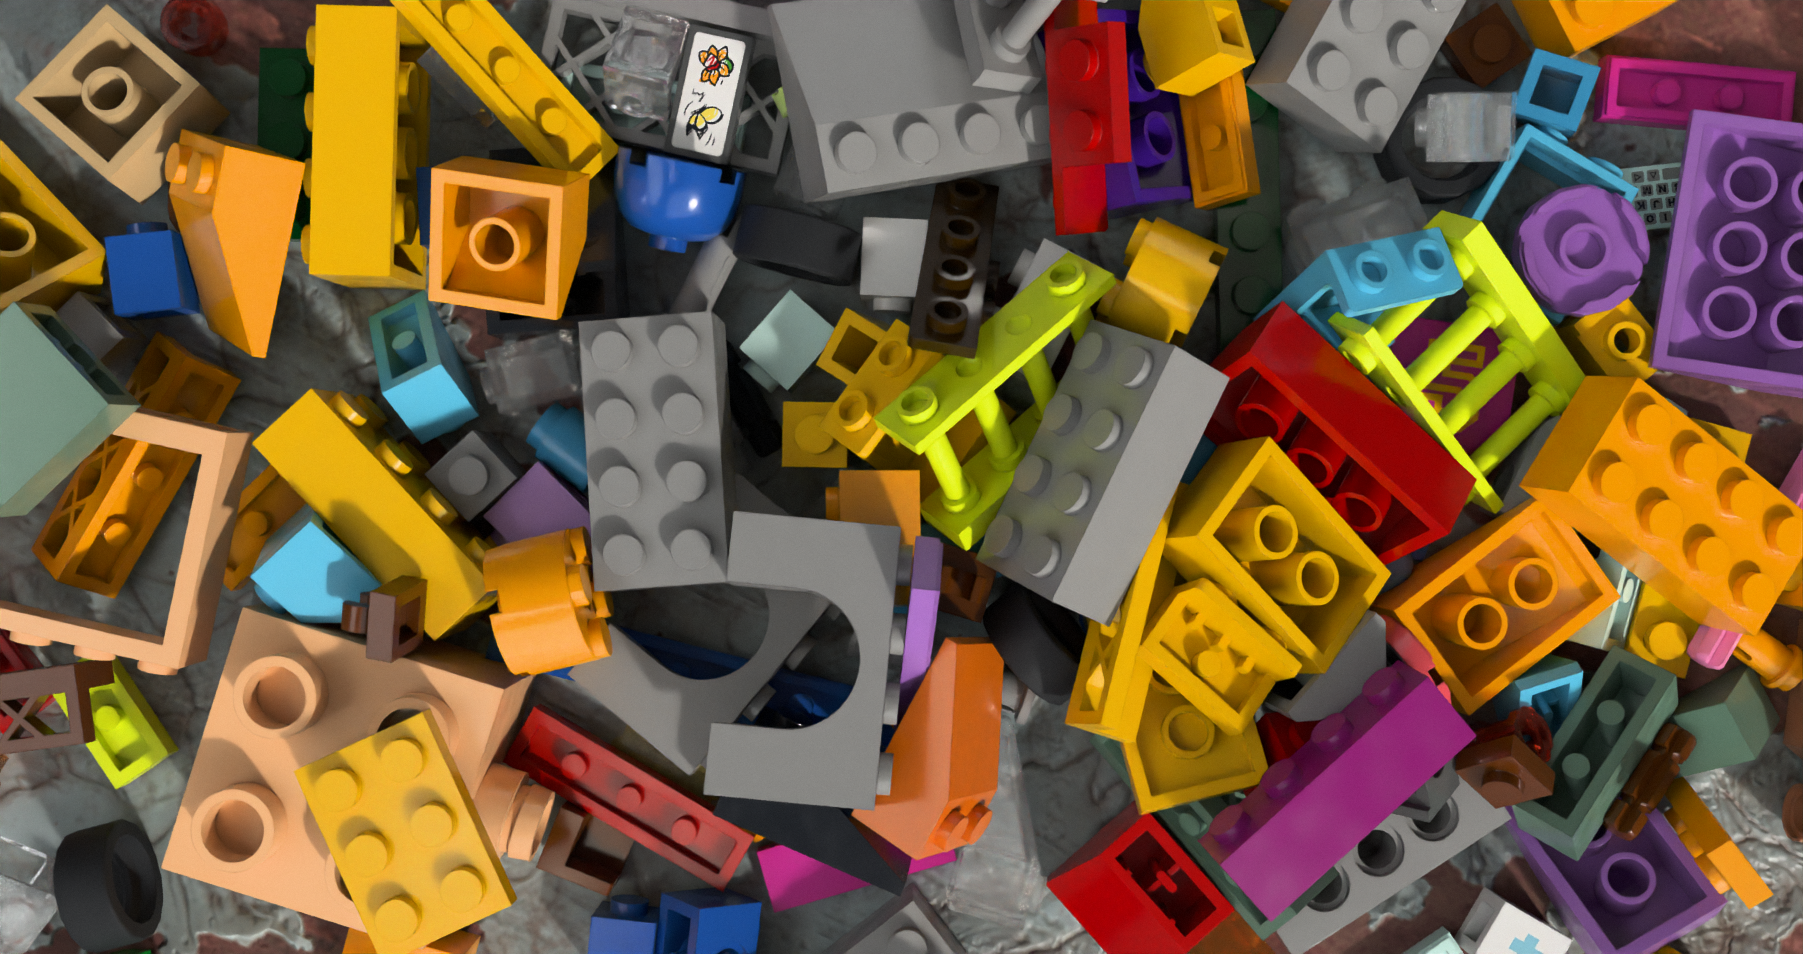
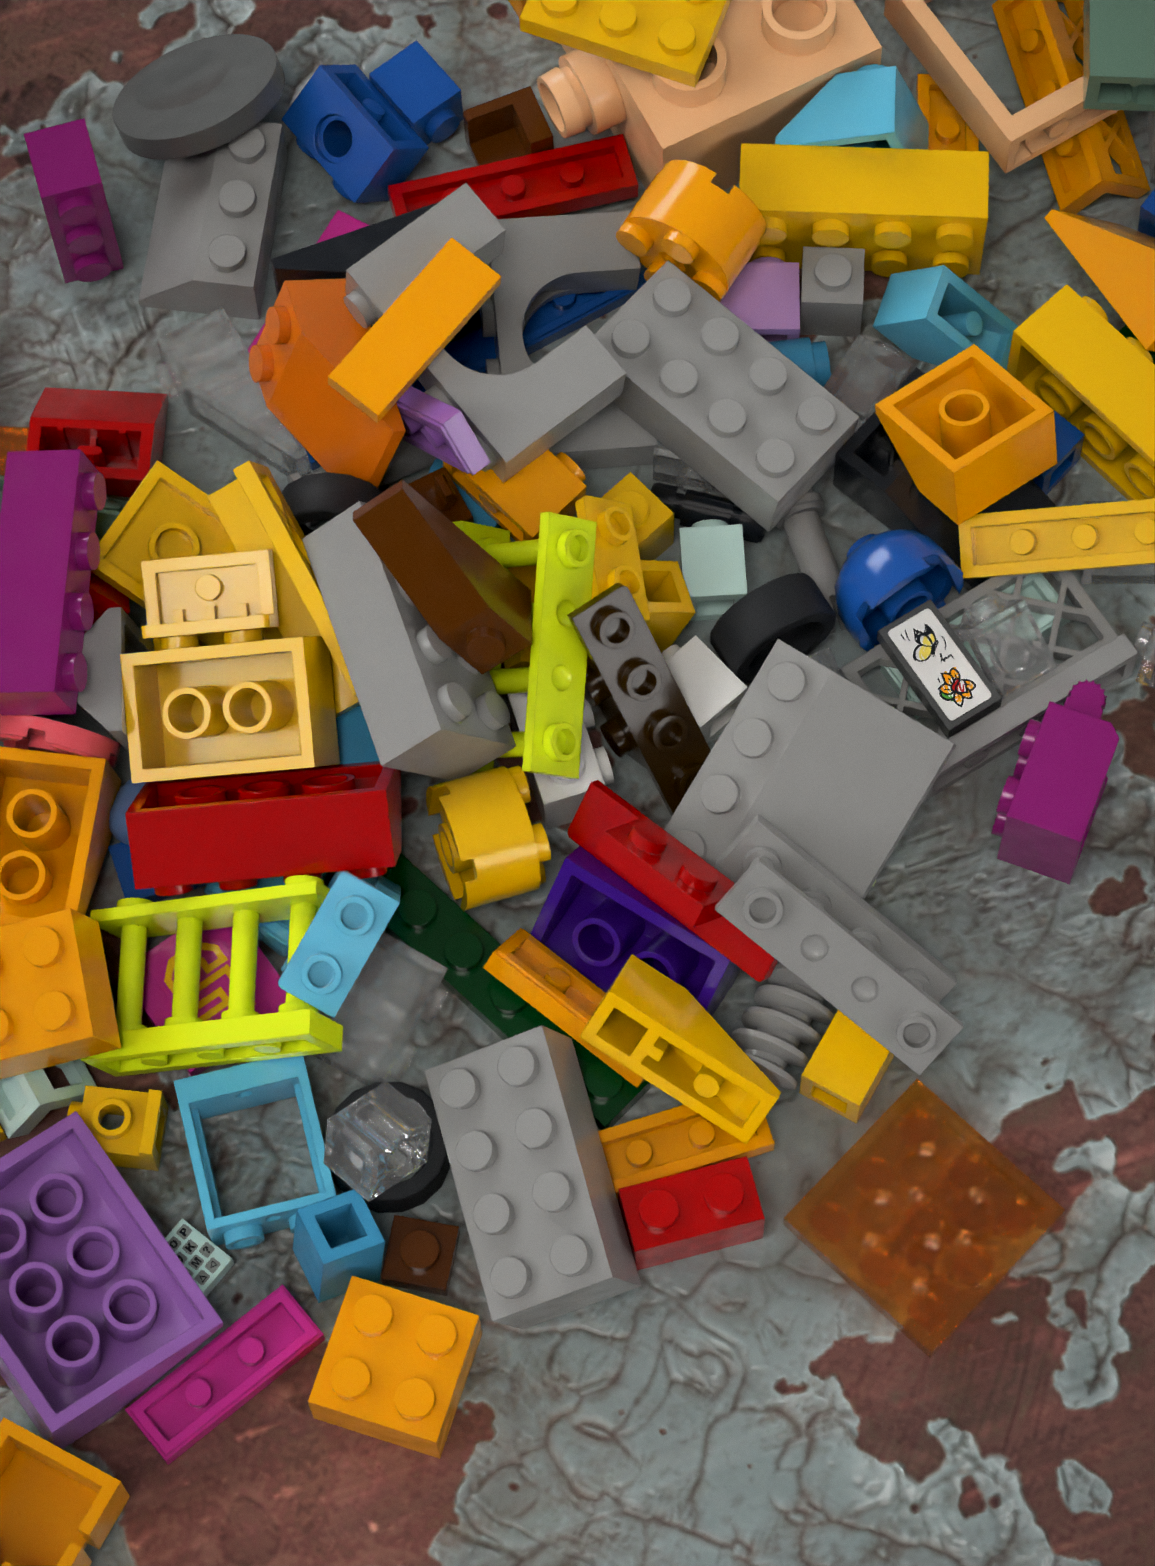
camera: 135 degrees right, 20 degrees down
(390, 617) = (781, 122): reddish brown tile -> none
(871, 702) = (414, 330): none -> light orange tile
(1045, 464) = (448, 577): none -> reddish brown slope
(1580, 250) = (209, 1138): medium lavender tile -> none

